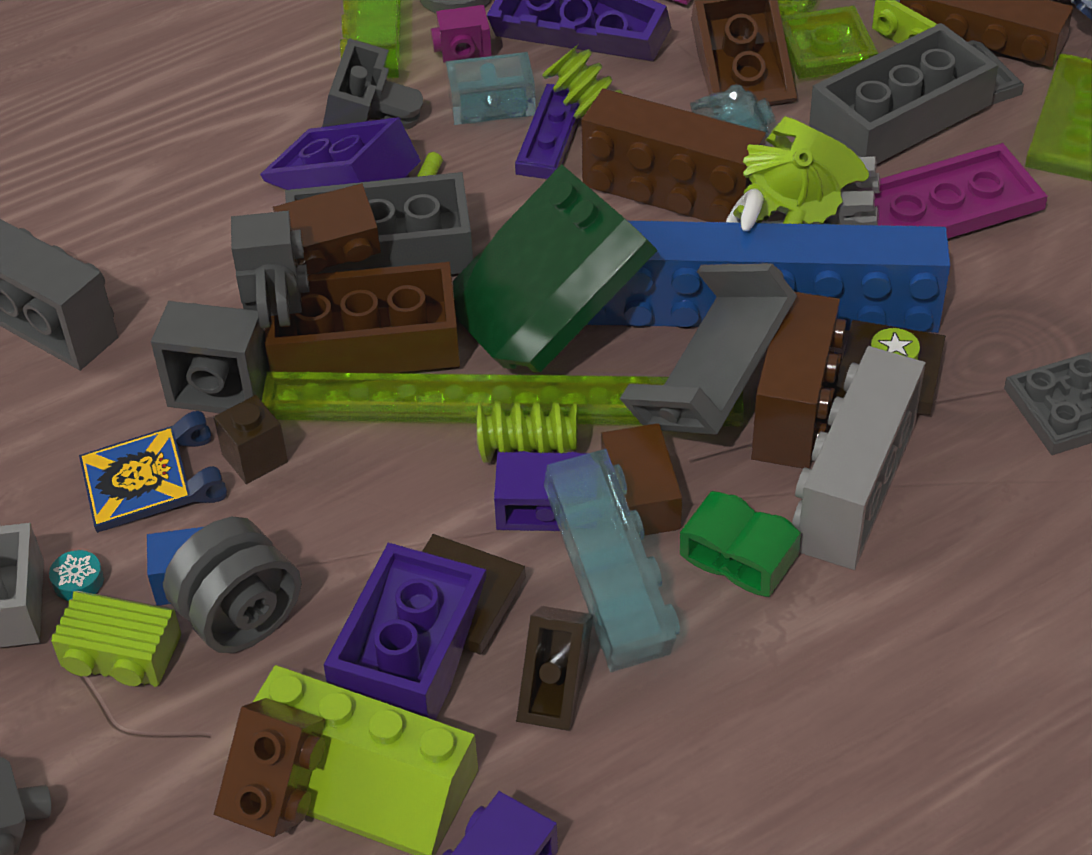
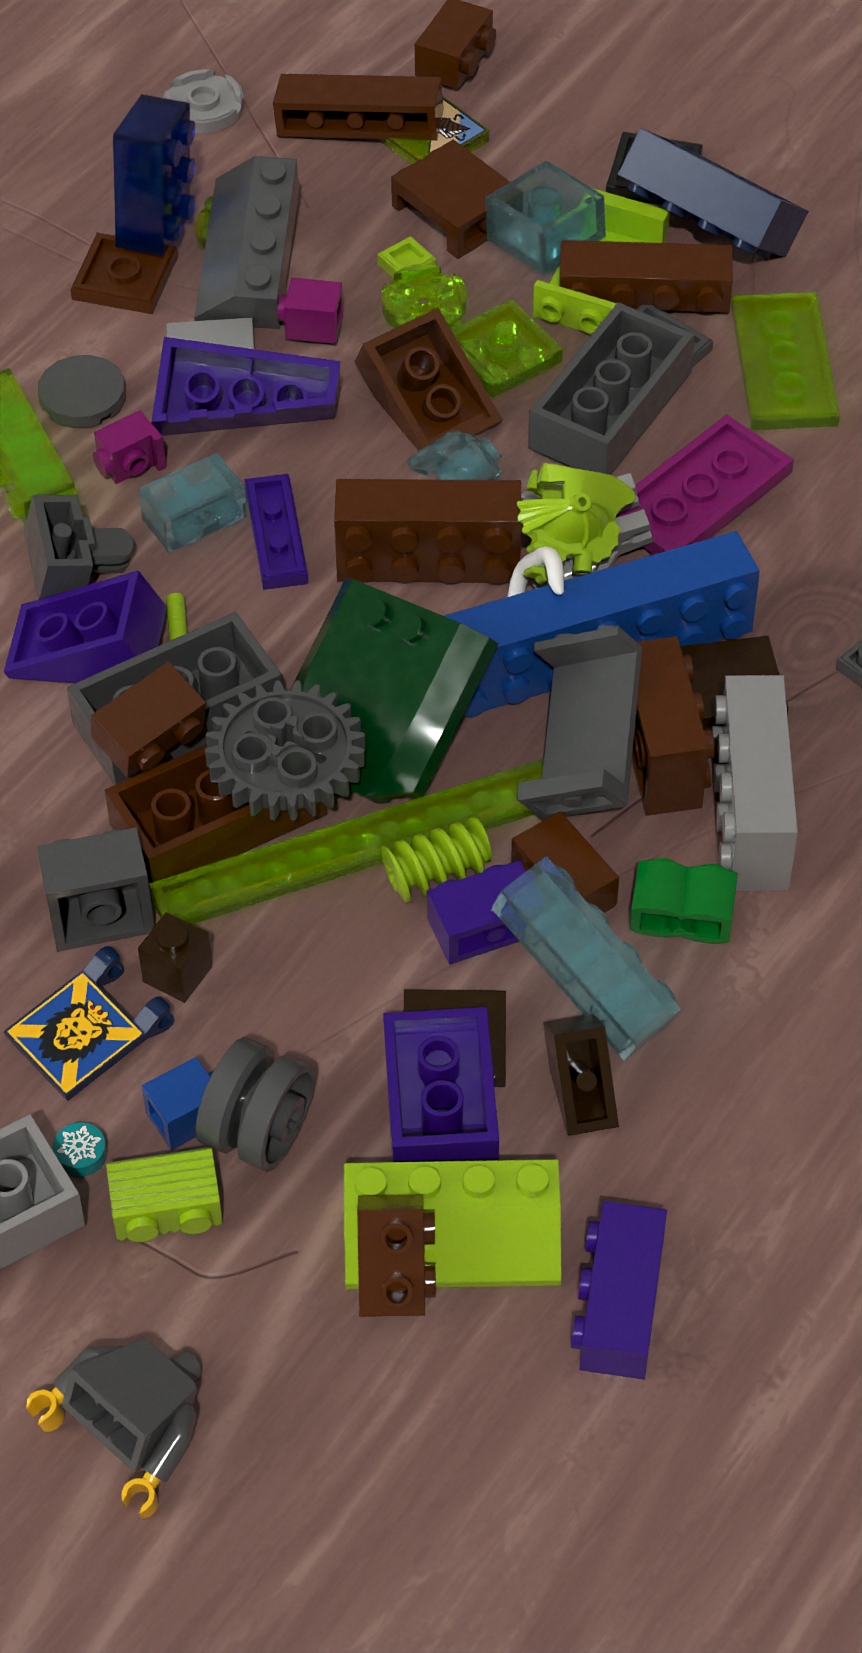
camera: 25 degrees left, 5 degrees up
(267, 265) = (127, 782): dark grey brick -> none
(428, 289) = (285, 750): none -> dark grey gear
(578, 79) = (301, 476): lime piece -> none
(897, 342) = (732, 661): lime tile -> none

